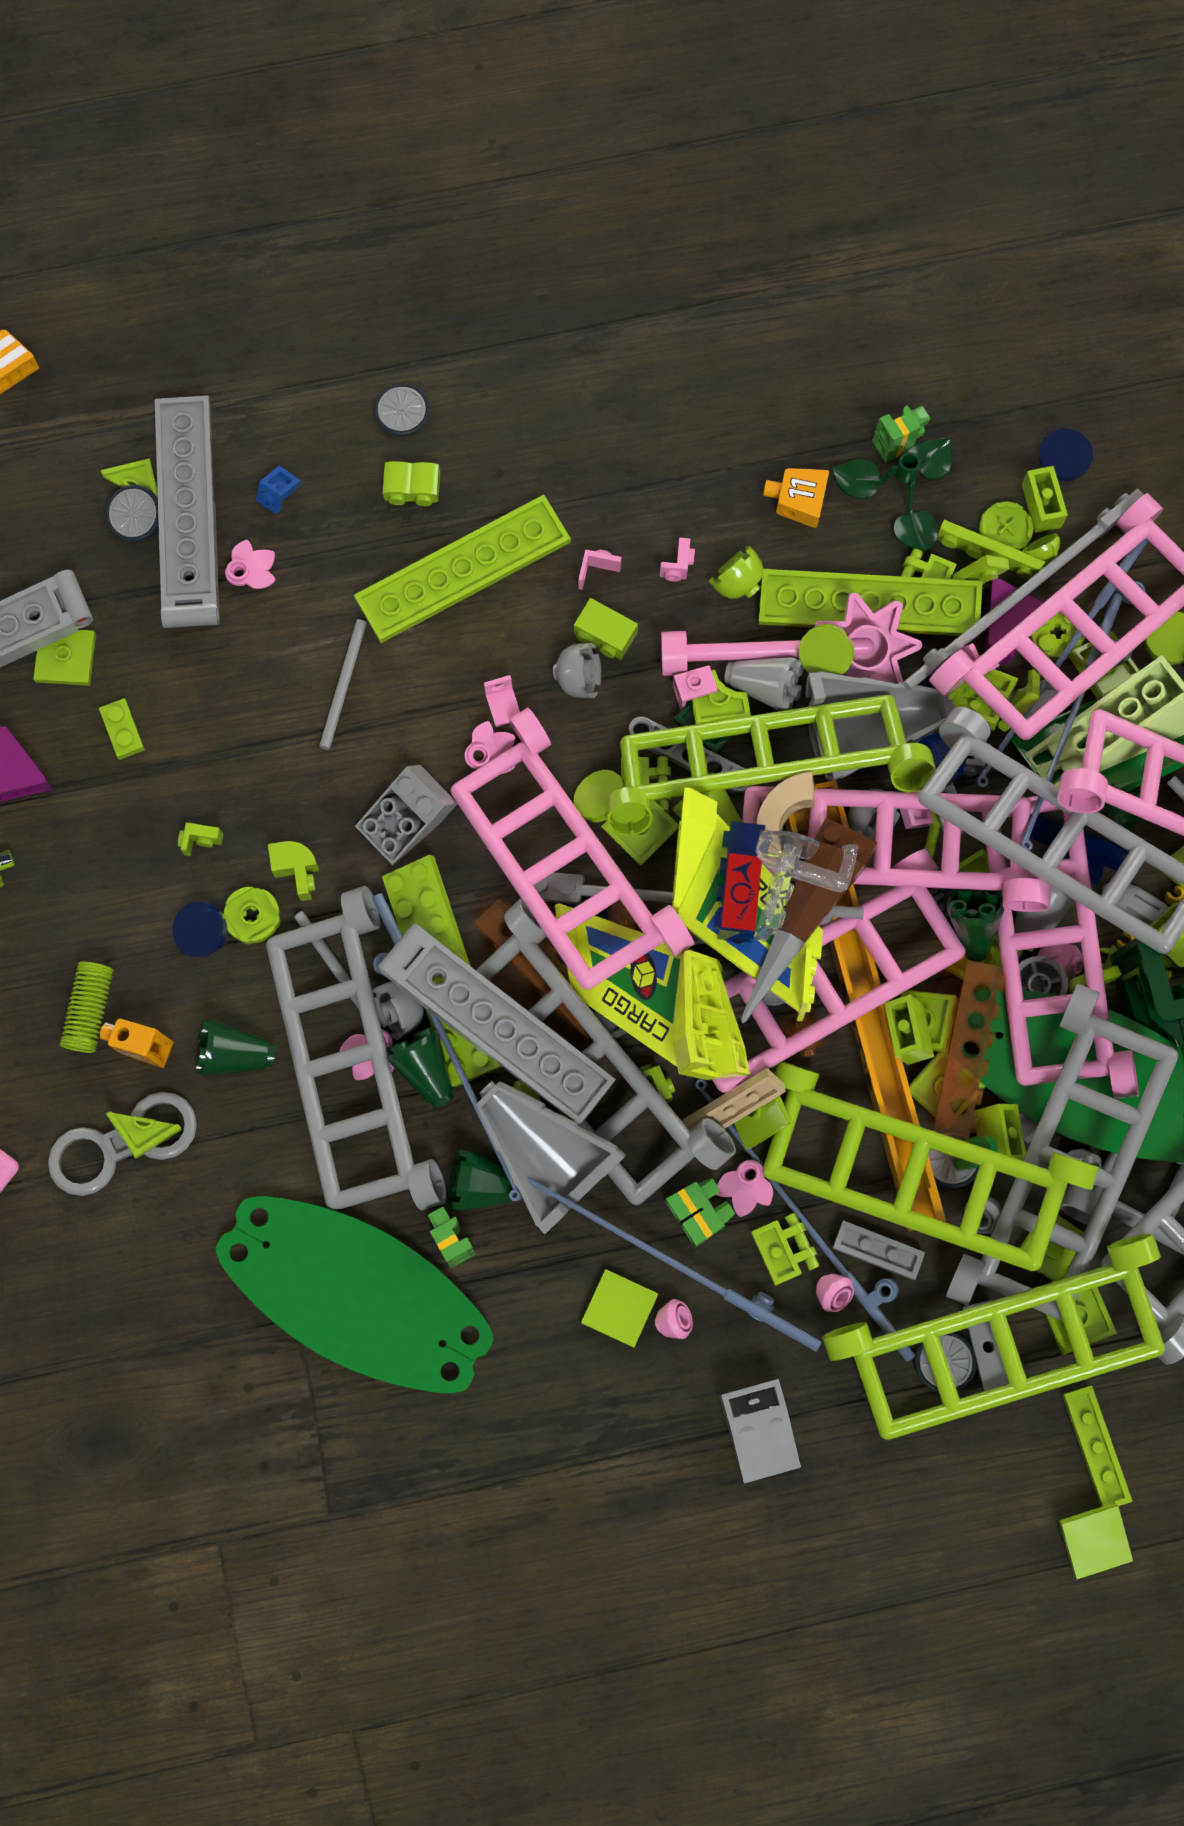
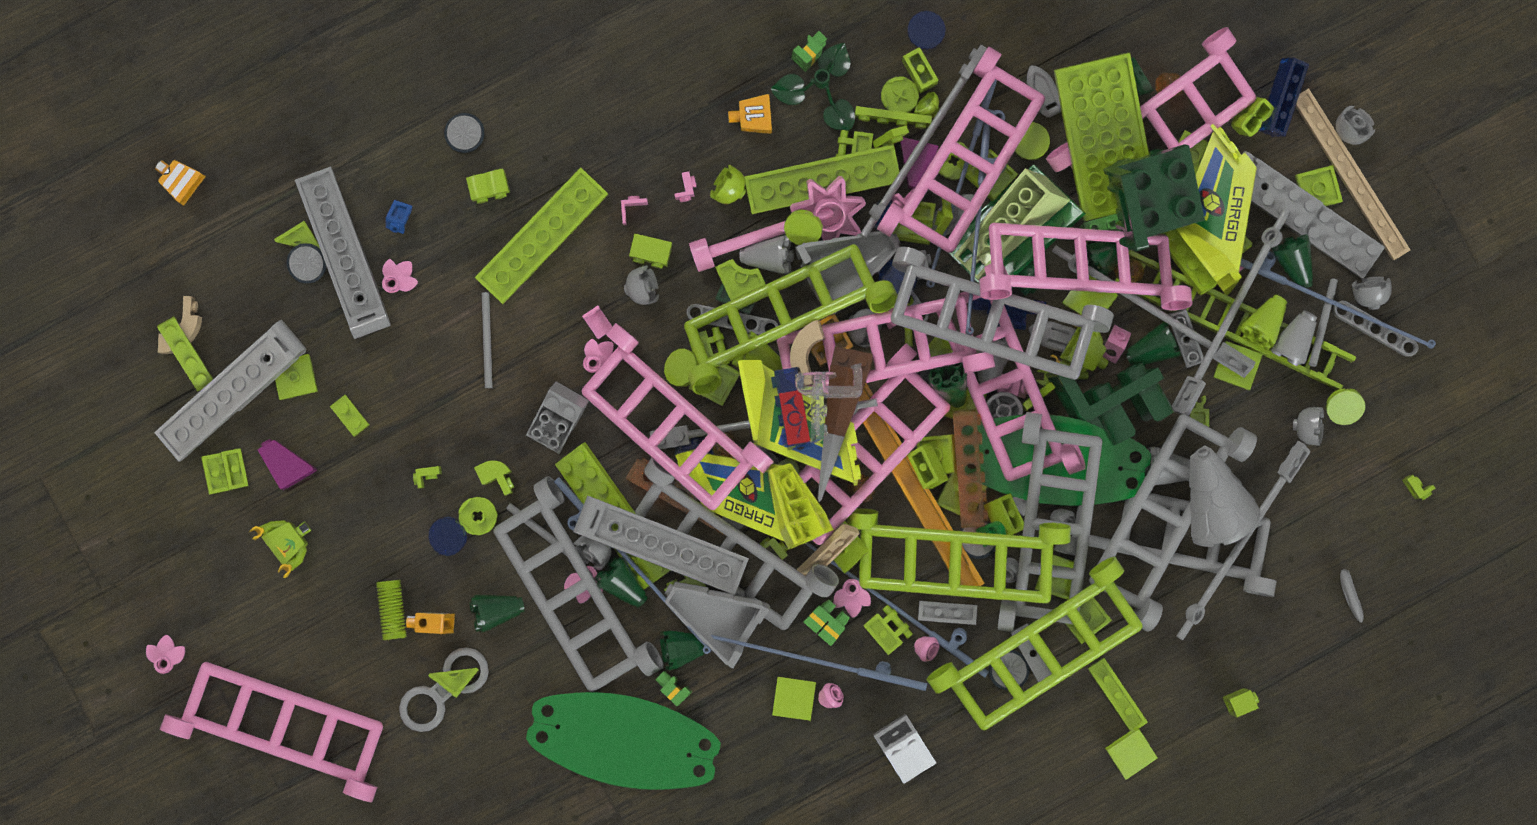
camera: 15 degrees left, 10 degrees up
(693, 685) = (722, 273): bright pink bracket -> none

